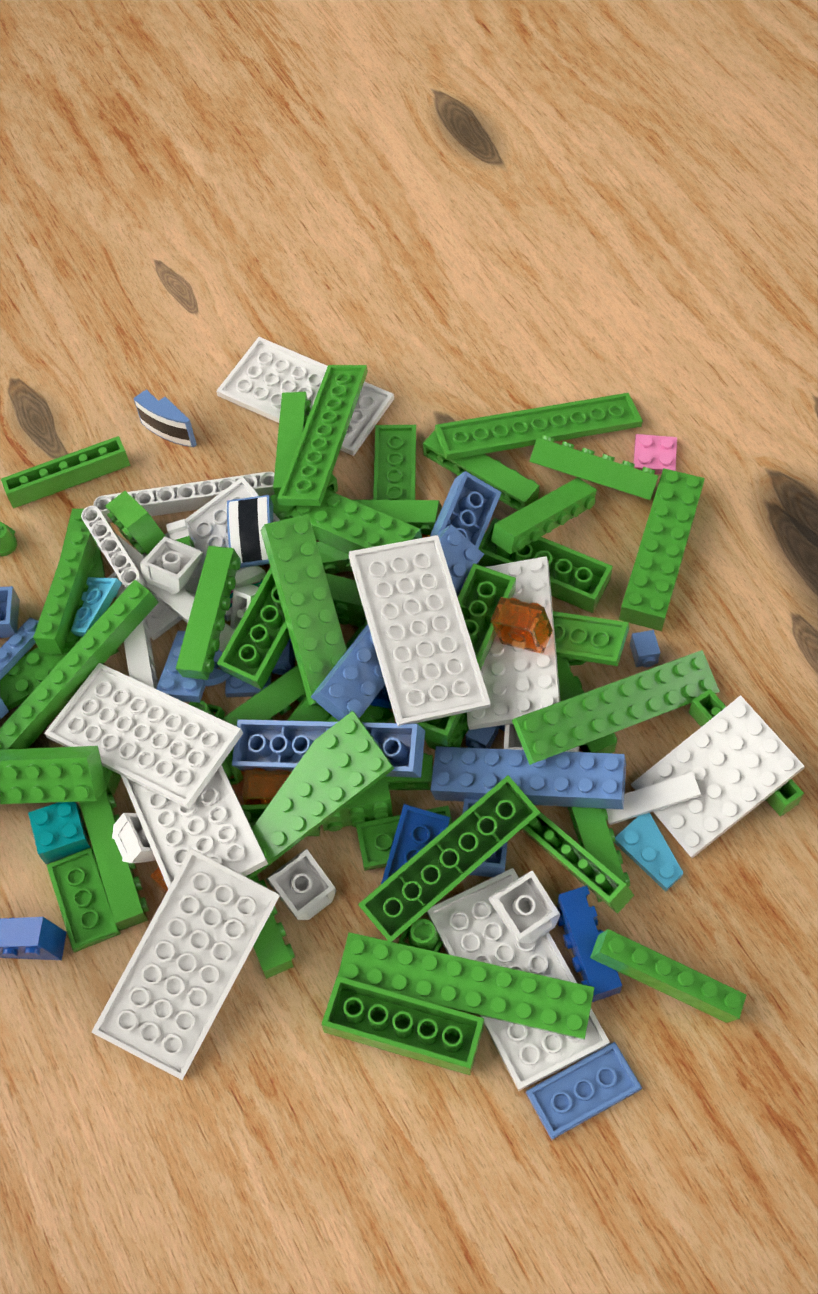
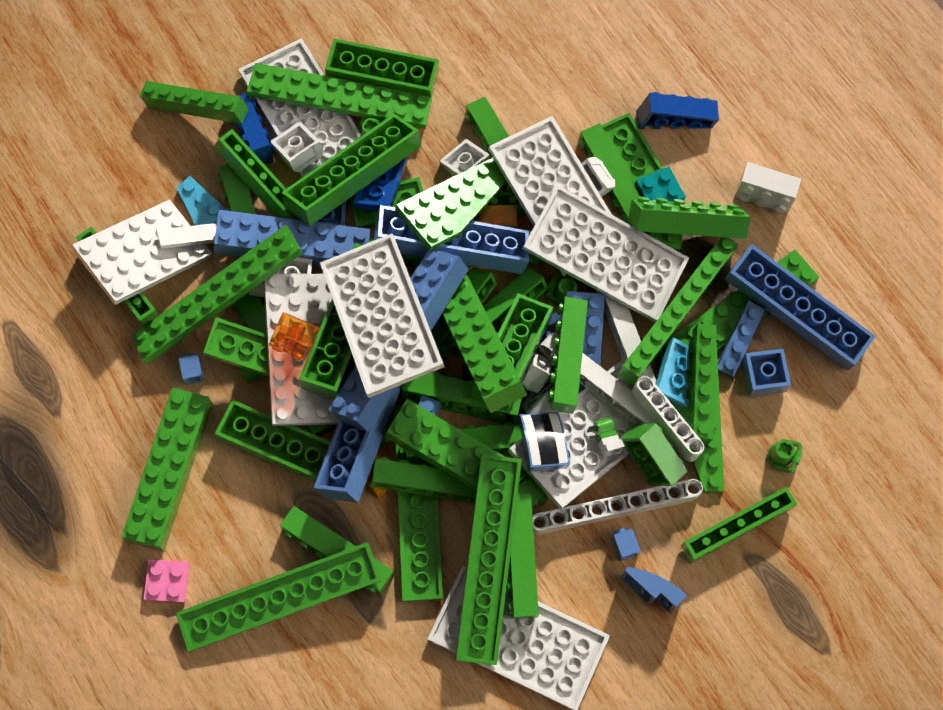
camera: 170 degrees right, 10 degrees up
(170, 565) = (608, 403): white slope -> none
(184, 464) = (625, 544): none -> medium blue brick
(186, 964) = (538, 88): white plate -> none
(543, 515) = (274, 482): bright green brick -> none
(583, 1090) = (256, 43): medium blue tile -> none
(594, 468) = (227, 545): bright green brick -> none

